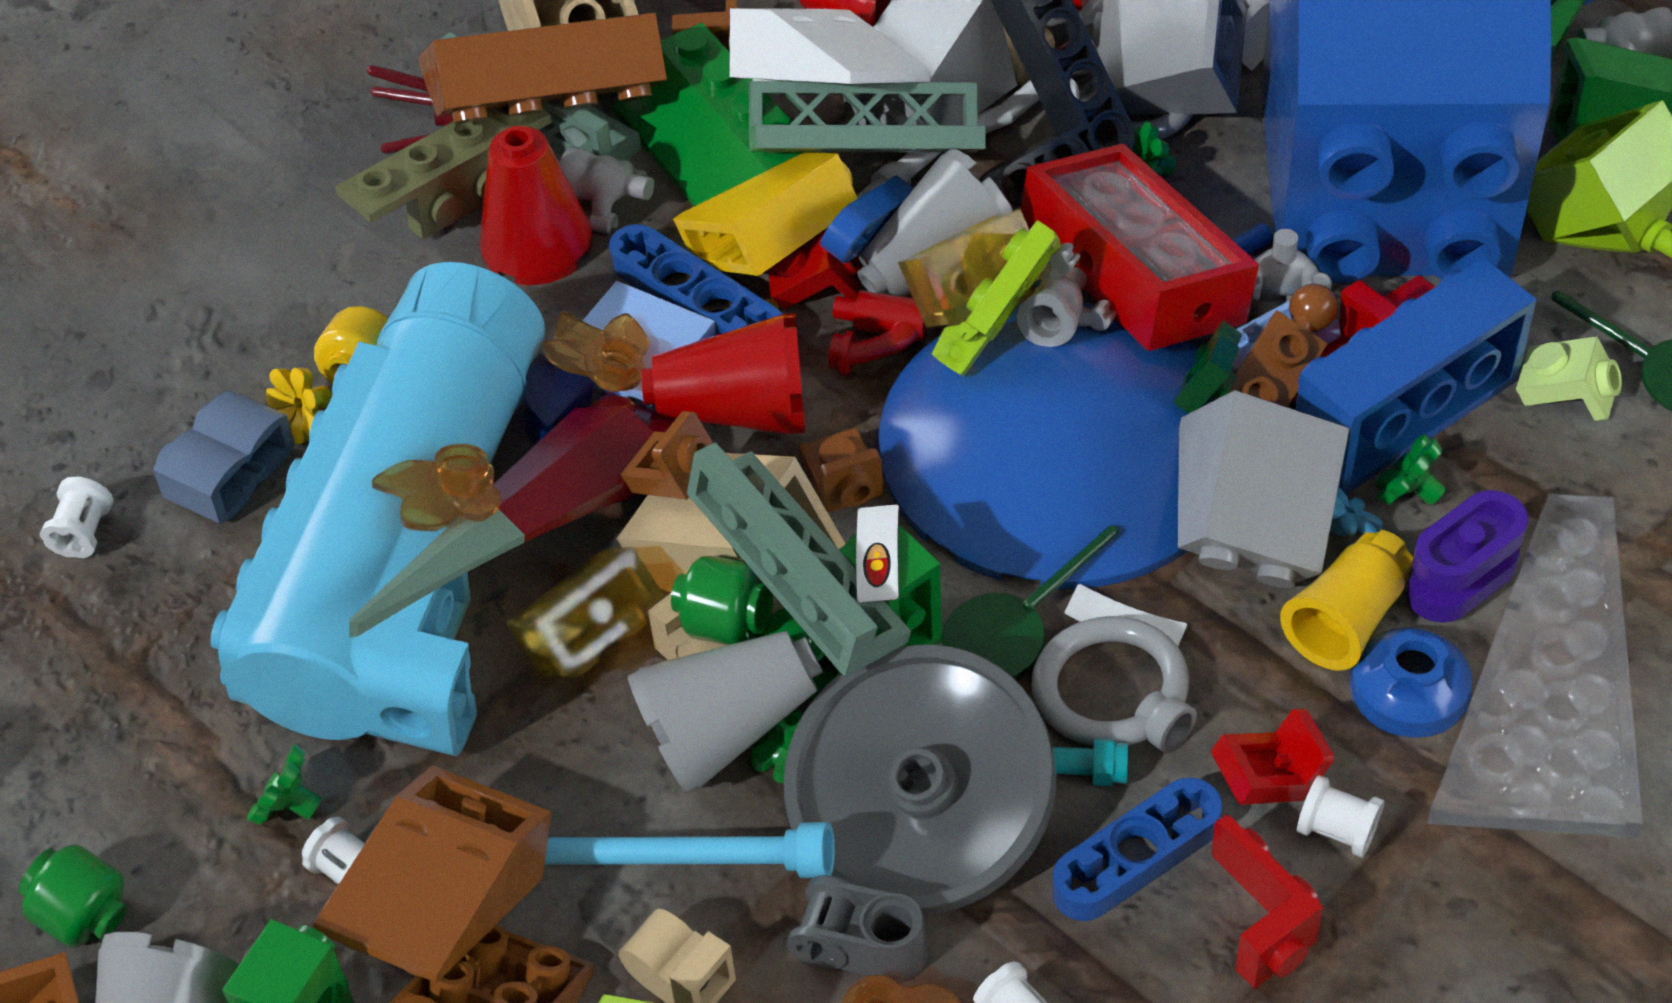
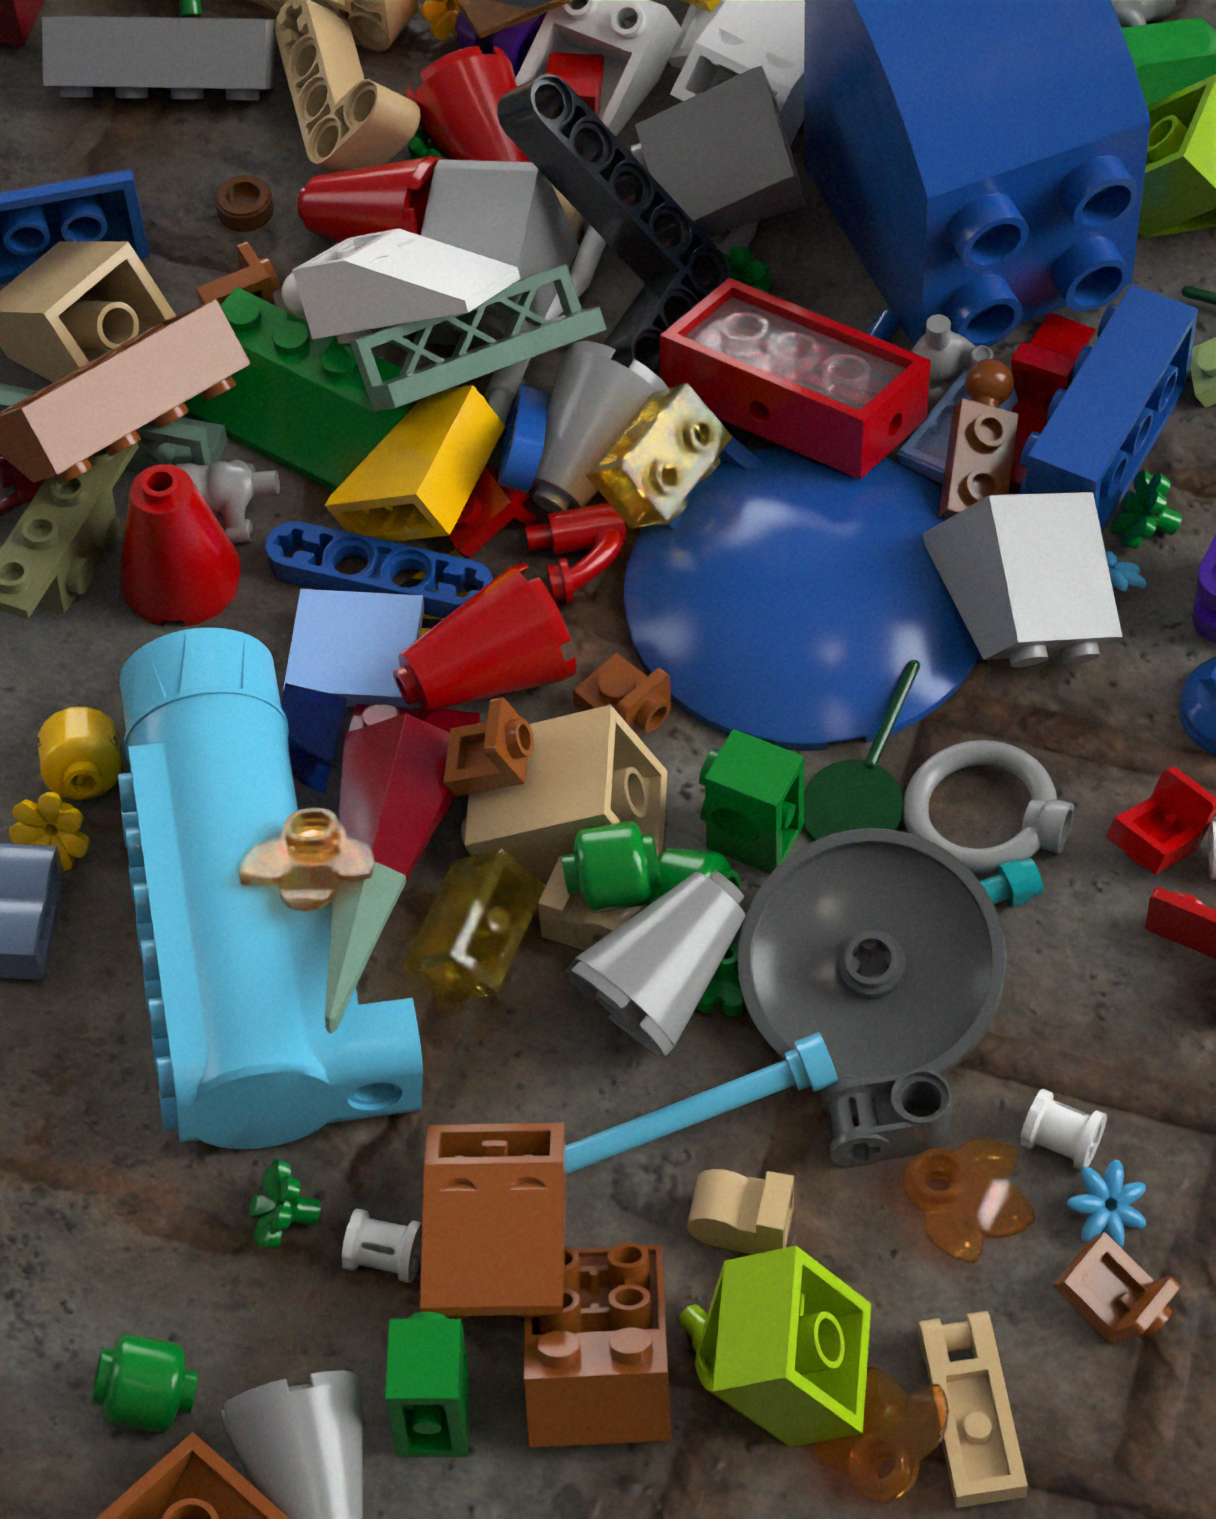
camera: 25 degrees left, 5 degrees up
(608, 356) = (340, 668): clear orange plate -> none
(793, 558) = (671, 803): sand green fence -> none
(877, 553) = (743, 767): white sticker -> none
(996, 301) = (708, 482): lime hinge -> none
(1056, 306) = (758, 472): light grey piece -> none
(1089, 604) = (922, 743): white sticker -> none
(1127, 876) = (1088, 975): blue beam -> none
(1211, 372) = (930, 480): dark green plate -> none
(1347, 601) = (1154, 655): yellow plant -> none

